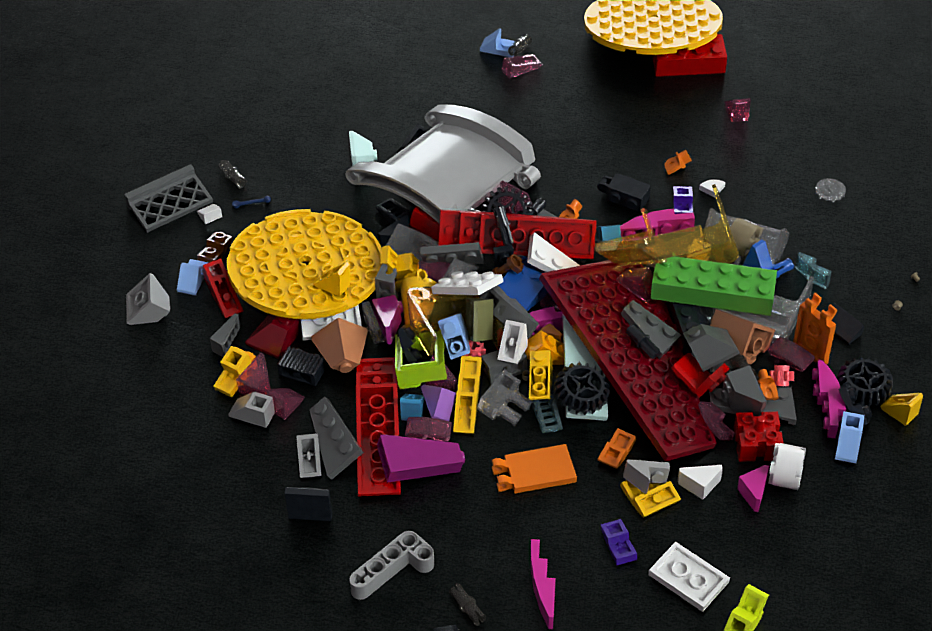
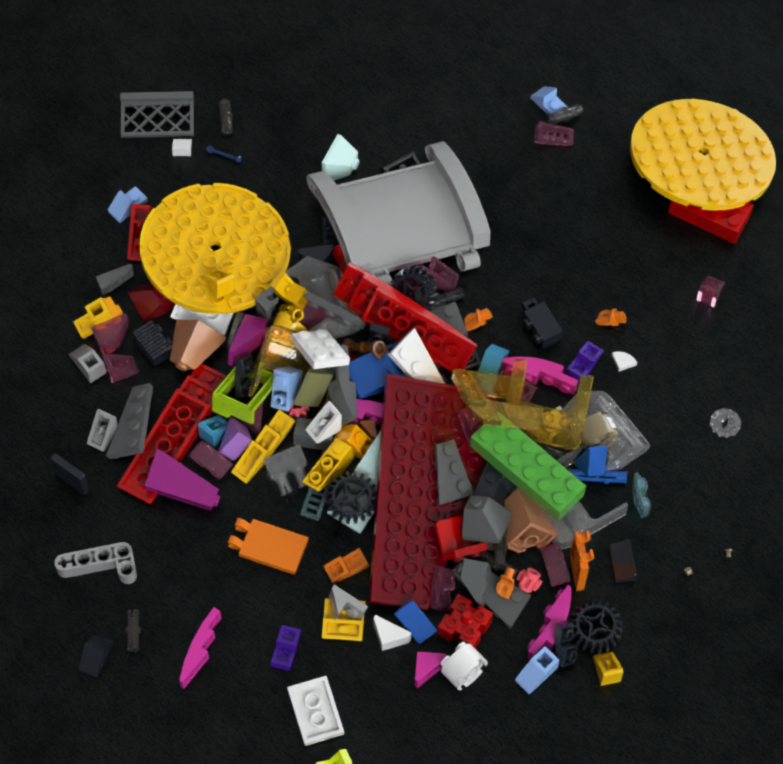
camera: 30 degrees right, 15 degrees up
(147, 302) = (73, 211): light grey slope -> none
(216, 247) = (165, 185): reddish brown slope -> none
(503, 225) = (389, 309): black axle -> none
(643, 341) = (430, 483): black axle -> none
(714, 453) = (415, 621): none -> blue slope

